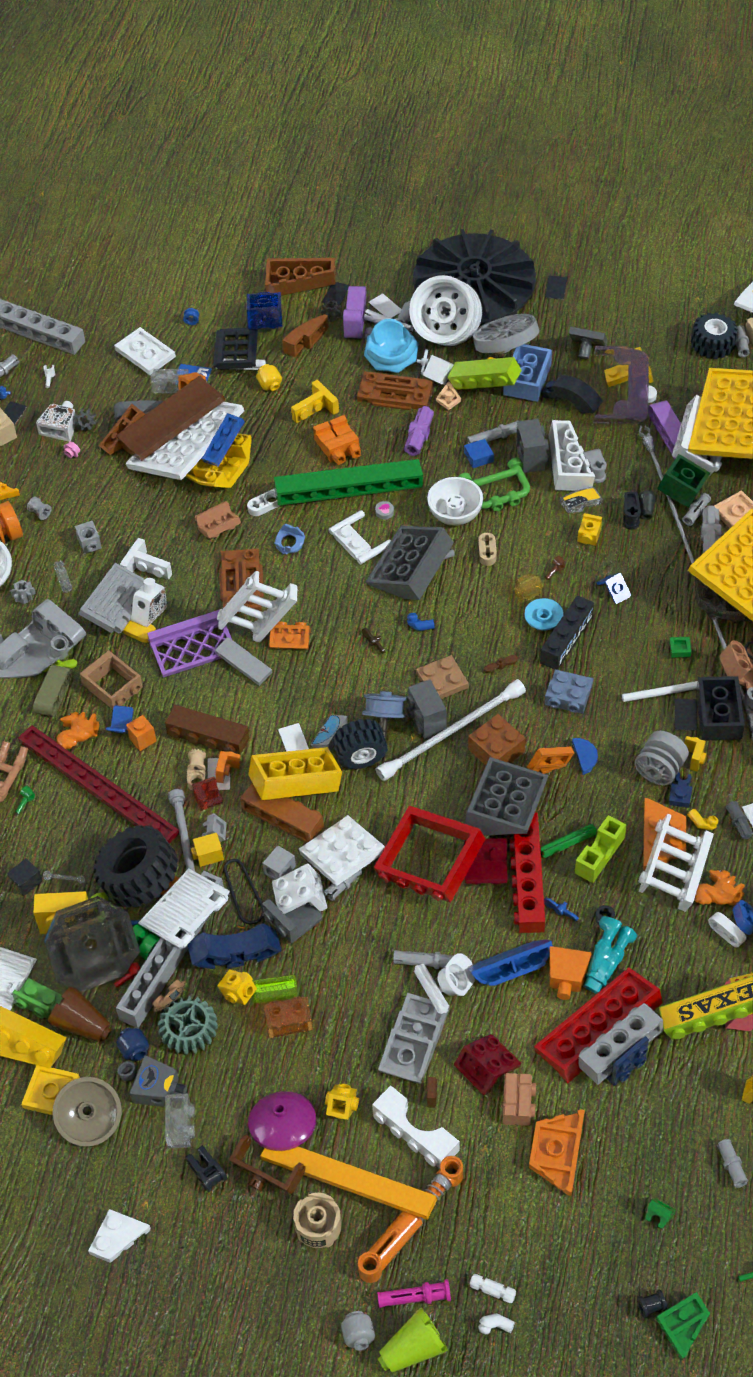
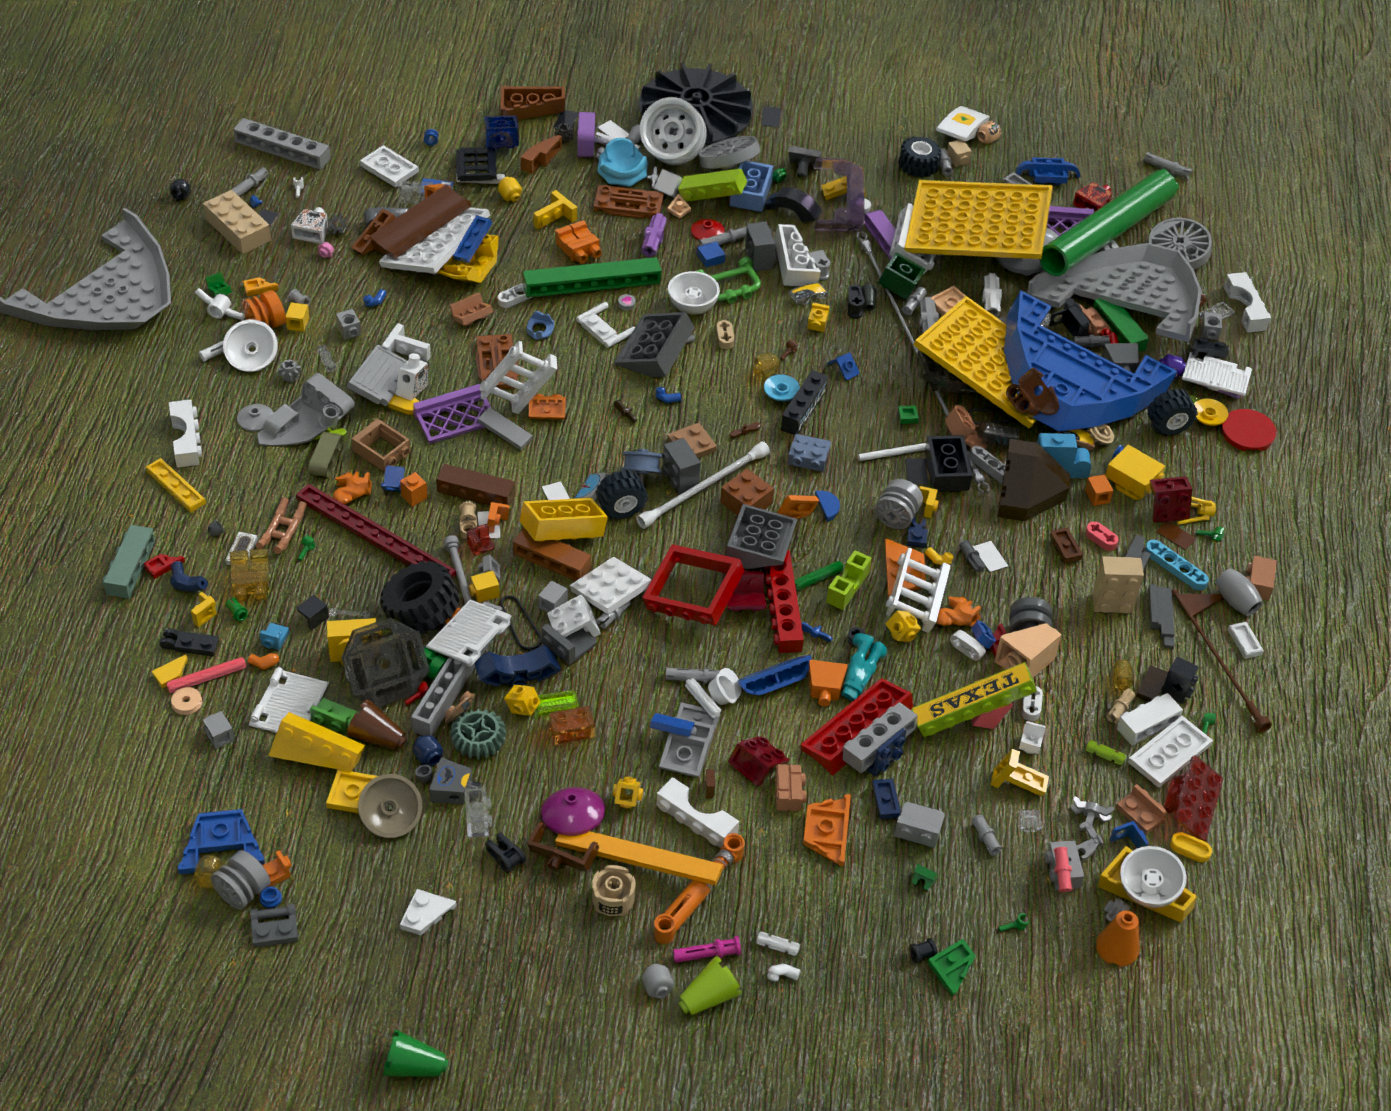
camera: 10 degrees left, 5 degrees down
(35, 528) = (297, 317): none -> yellow brick
(120, 508) = (377, 300): none -> blue arm
(394, 1022) = (672, 725): none -> blue tile
(477, 422) = (706, 228): none -> red dish
(559, 358) = (779, 175): none -> green plate
(624, 1115) = (886, 798): none -> dark blue plate
(656, 906) = (903, 626): none -> yellow brick
(659, 1147) = (919, 824): none -> light grey bracket

